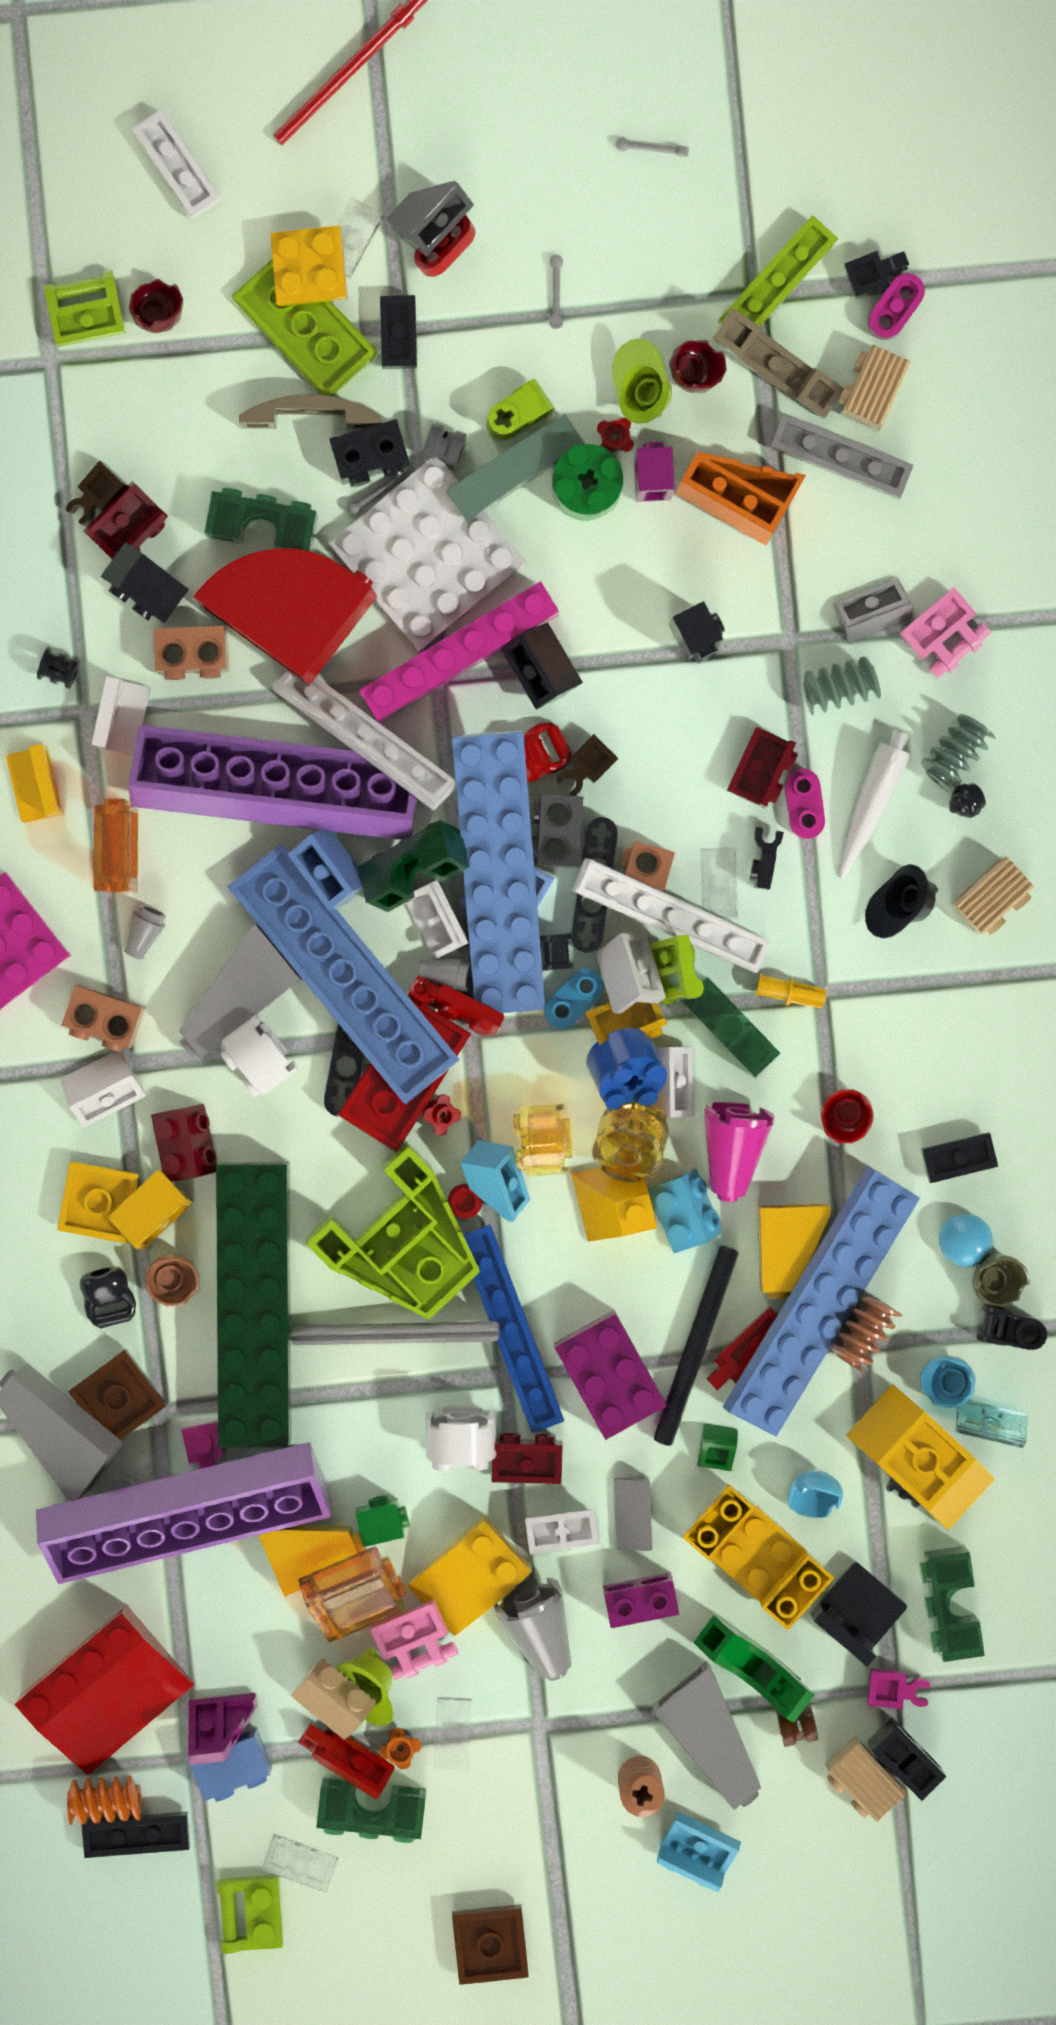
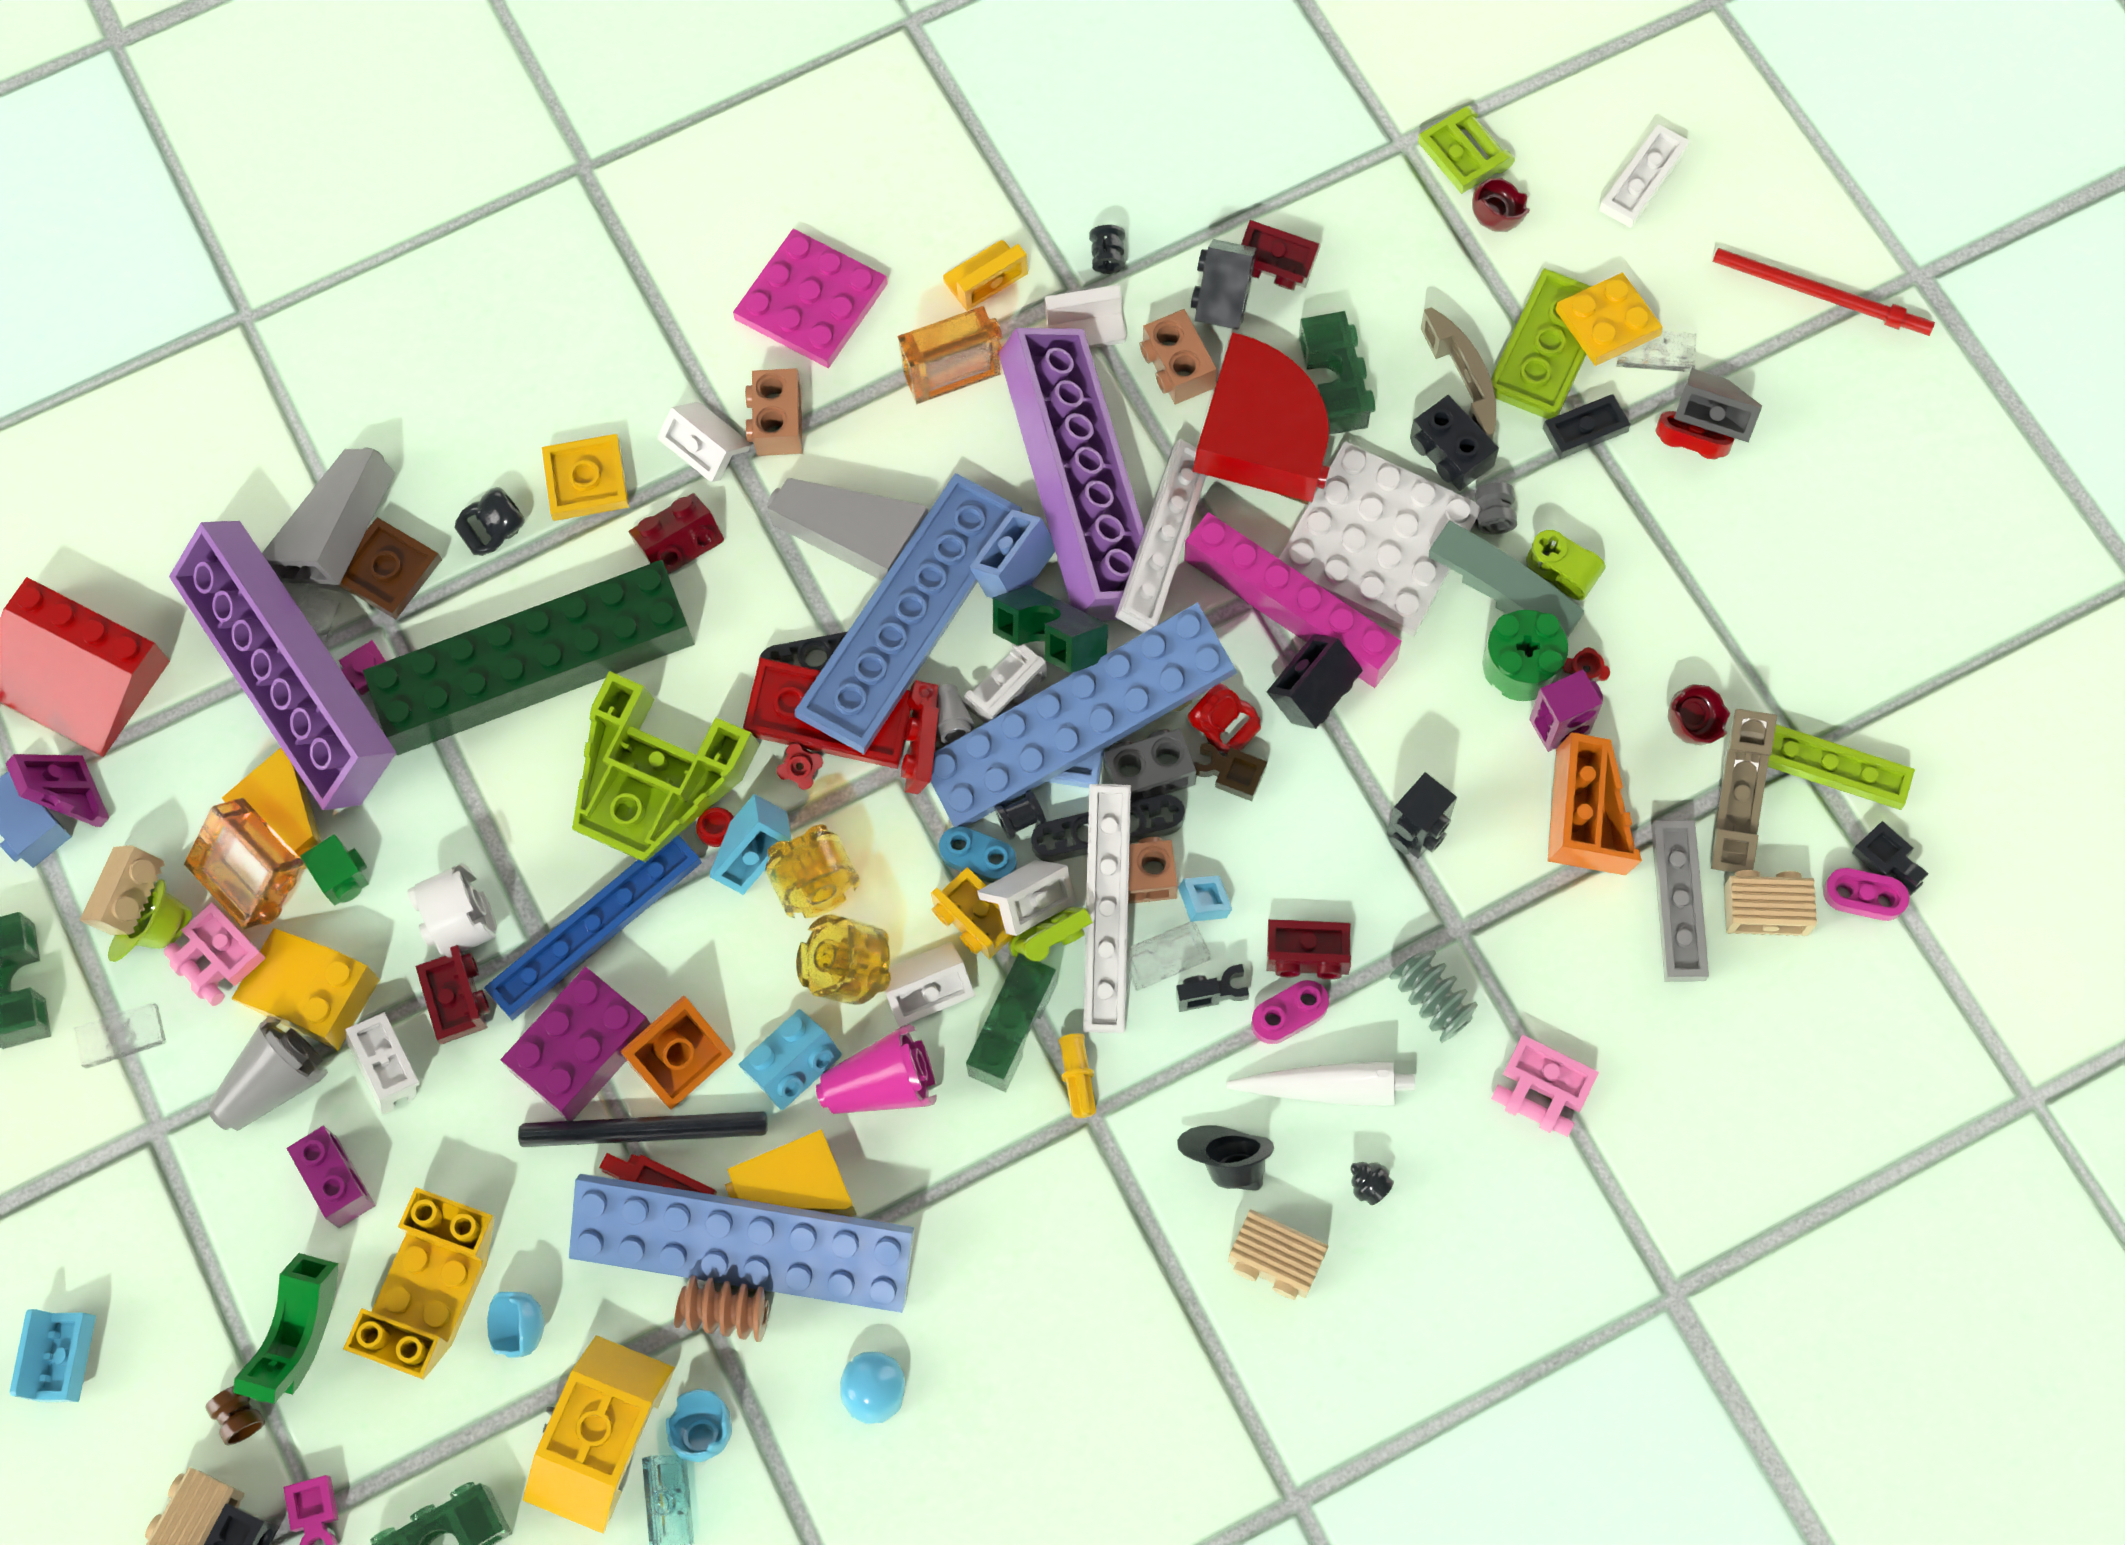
camera: 70 degrees right, 20 degrees down
(99, 490) = (1299, 219): dark brown plate -> none
(144, 930) = (879, 418): light grey cone -> none
(150, 1210) = (592, 526): yellow panel -> none
(172, 1280) = (528, 570): nougat hair -> none
(258, 1056) = (791, 560): white brick -> none
(348, 1760) = (58, 938): red hinge -> none
(354, 507) = (1391, 453): light grey hinge -> none
(395, 1333) = (547, 809): light grey axle -> none
(403, 1758) = (77, 983): orange plate -> none
(556, 320) = (1674, 569): light grey hinge -> none
(612, 1206) = (768, 981): yellow slope -> none
(623, 144) = (1884, 565): light grey hinge -> none
(626, 1068) = (921, 921): blue brick -> none
(633, 1513) = (429, 1136): light grey slope -> none
(640, 381) = (1651, 668): lime piece -> none
(641, 1786) = (112, 1255): nougat piece -> none
(649, 1298) = (676, 1052): none -> orange slope
(687, 832) = (1205, 898): none -> medium azure plate
(706, 1730) = (194, 1319): light grey slope -> none
(717, 1447) = (535, 1199): green slope -> none
(847, 1116) = (962, 1189): red hair -> none
(858, 1612) = (390, 1432): black bracket -> none
(873, 610) = (1532, 1002): light grey slope -> none
(956, 751) = (1420, 1147): sand green piece -> none
(959, 1157) = (965, 1338): black plate -> none
(1000, 1280) = (839, 1440): olive hair -> none
(1009, 1328) = (786, 1471): black piece -> none

